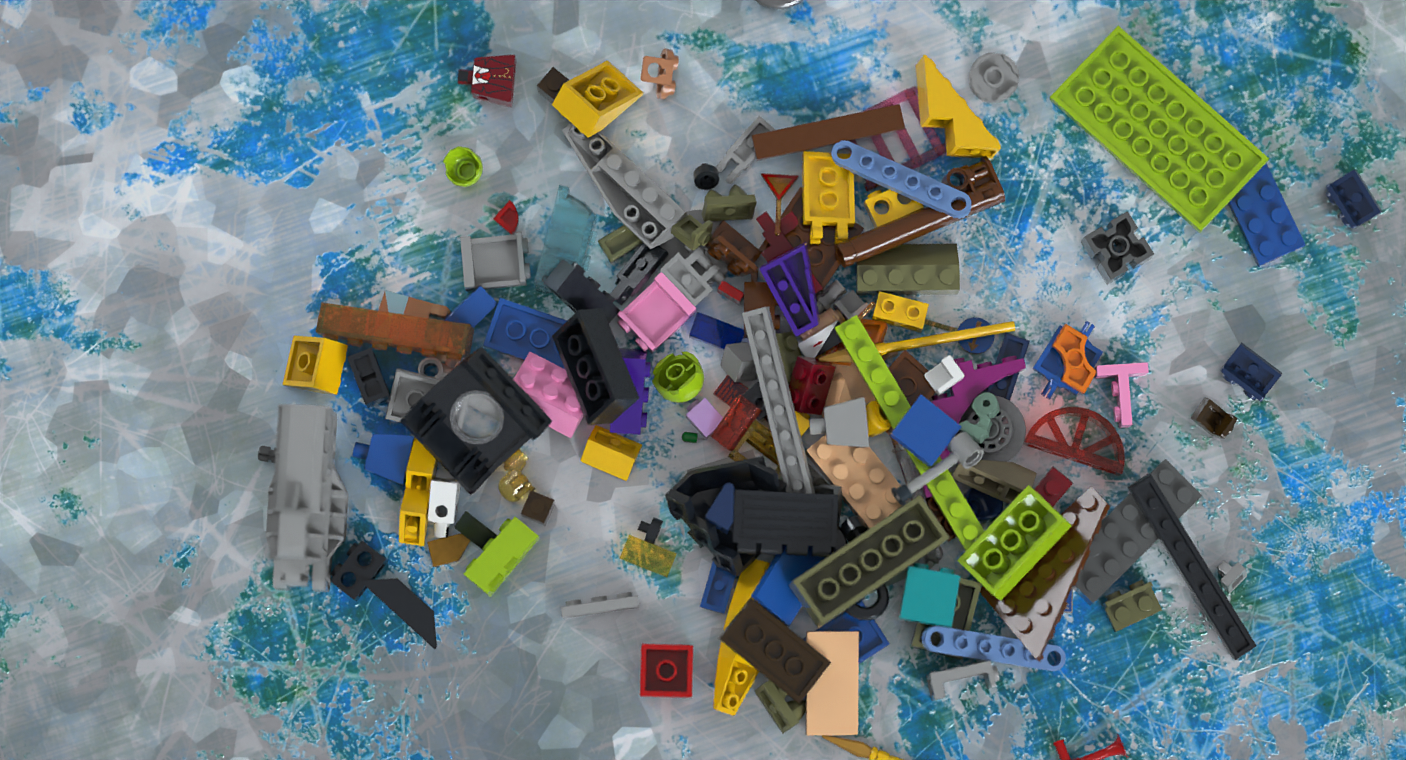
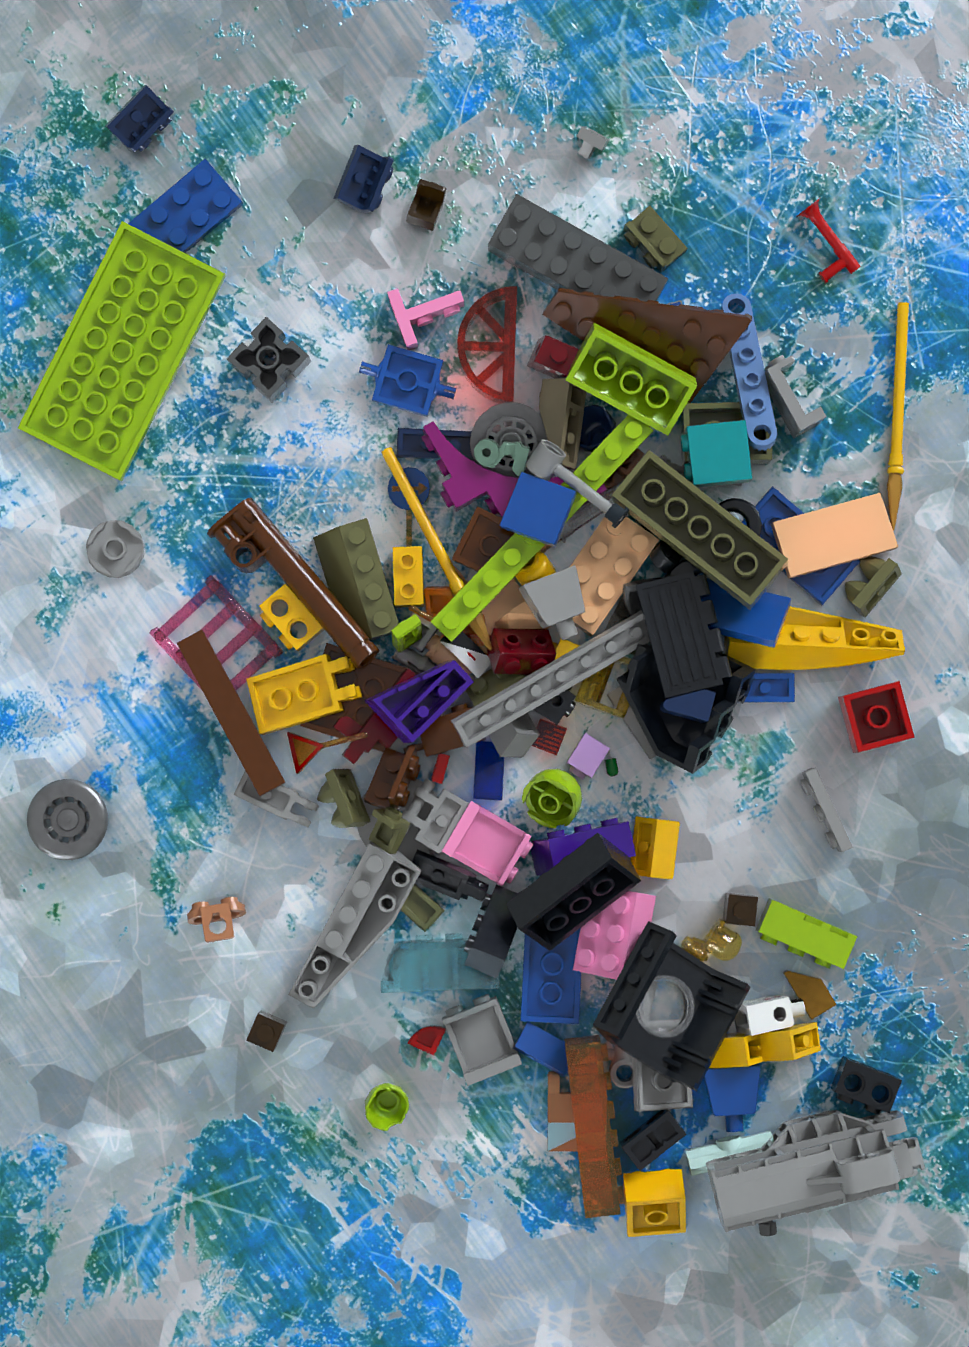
camera: 105 degrees left, 5 degrees up
(343, 435) = (723, 1147): none -> light aqua piece
(406, 606) = (888, 1021): black sticker -> none
(474, 530) = (784, 970): black sticker -> none
(491, 79) = (277, 1104): dark red torso -> none
(596, 98) = (267, 981): yellow slope -> none
(648, 556) = (754, 774): clear yellow tile -> none
(651, 529) = (726, 777): black tile -> none
(706, 176) = (318, 833): black tile -> none
(736, 423) = (586, 720): clear red plate -> none
(774, 650) = (822, 606): dark brown tile -> none
(852, 293) = (406, 633): none -> lime plate
(901, 179) = (262, 616): medium blue plate -> none
(944, 108) = (167, 591): yellow slope -> none
(944, 375) = (469, 506): white panel -> none
(1071, 347) = (394, 379): orange tile -> none
(1191, 566) = (596, 184): black tile -> none

